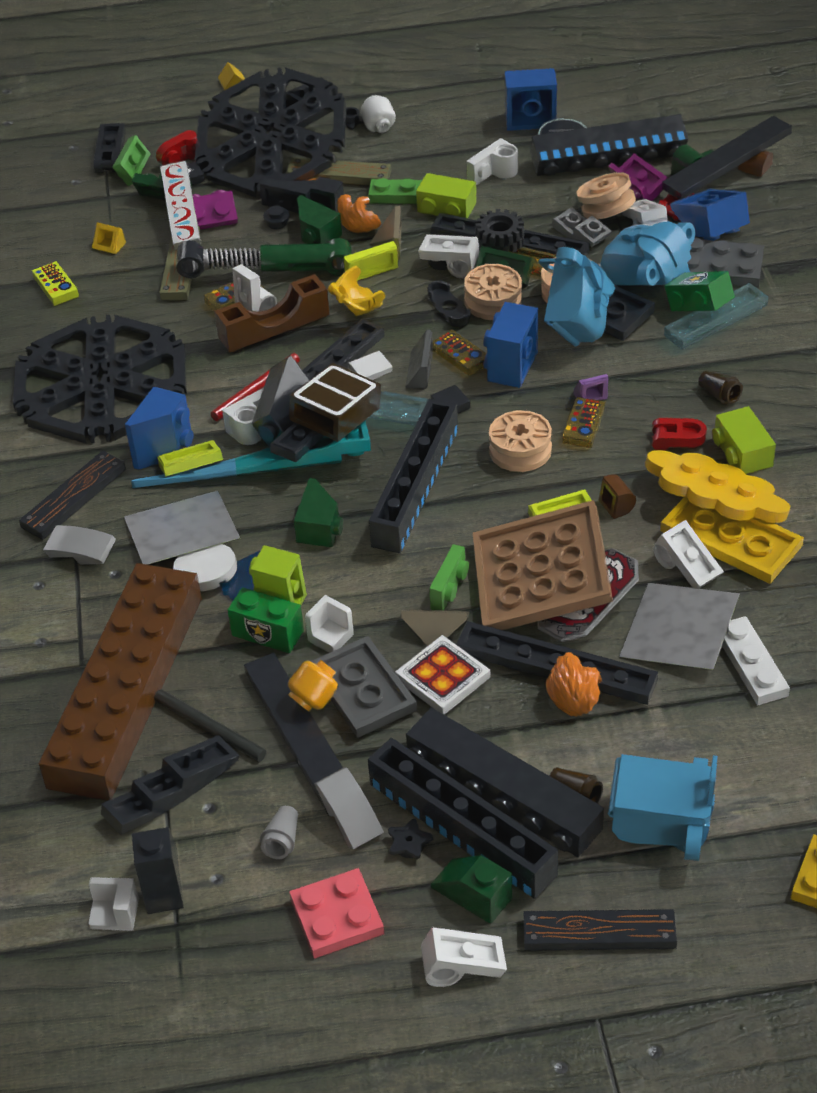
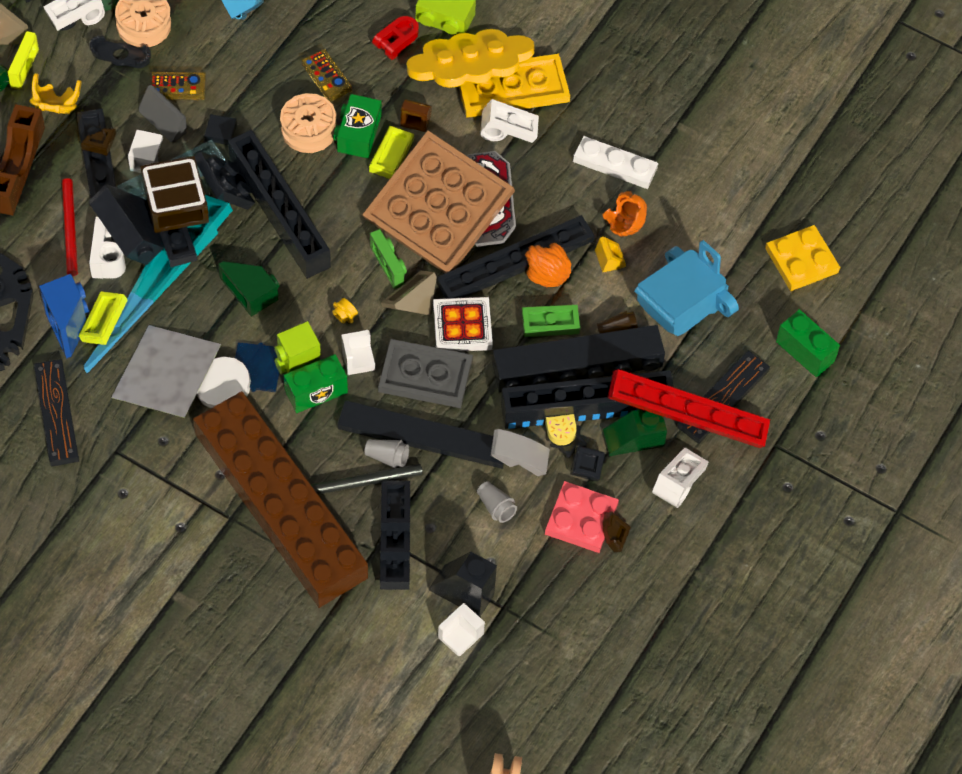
camera: 55 degrees left, 15 degrees up
(81, 543) = (118, 441): light grey slope -> none
(252, 718) = (388, 451): none -> light grey cone
(313, 685) = (409, 398): light orange head -> none
(344, 949) = (615, 531): none -> dark brown tile
(349, 346) = (100, 141): none -> dark brown tile
(364, 590) = (344, 311): none -> yellow plate
(390, 423) = (224, 180): none -> black plate
(397, 871) = (587, 463): none -> black tile
(410, 822) = (561, 429): none -> light yellow tile
(511, 344) = (221, 53): blue brick -> none
(521, 733) = (550, 320): none -> bright green plate
(533, 899) = (689, 408): none -> red plate
(557, 470) = (358, 126): none -> green brick
(592, 388) = (303, 46): medium lavender slope -> none
(647, 726) = (609, 255): none -> yellow slope
(680, 625) = (554, 174): flat silver sticker -> none
(701, 708) = (629, 214): none -> orange hair
(739, 952) = (807, 343): none -> green brick

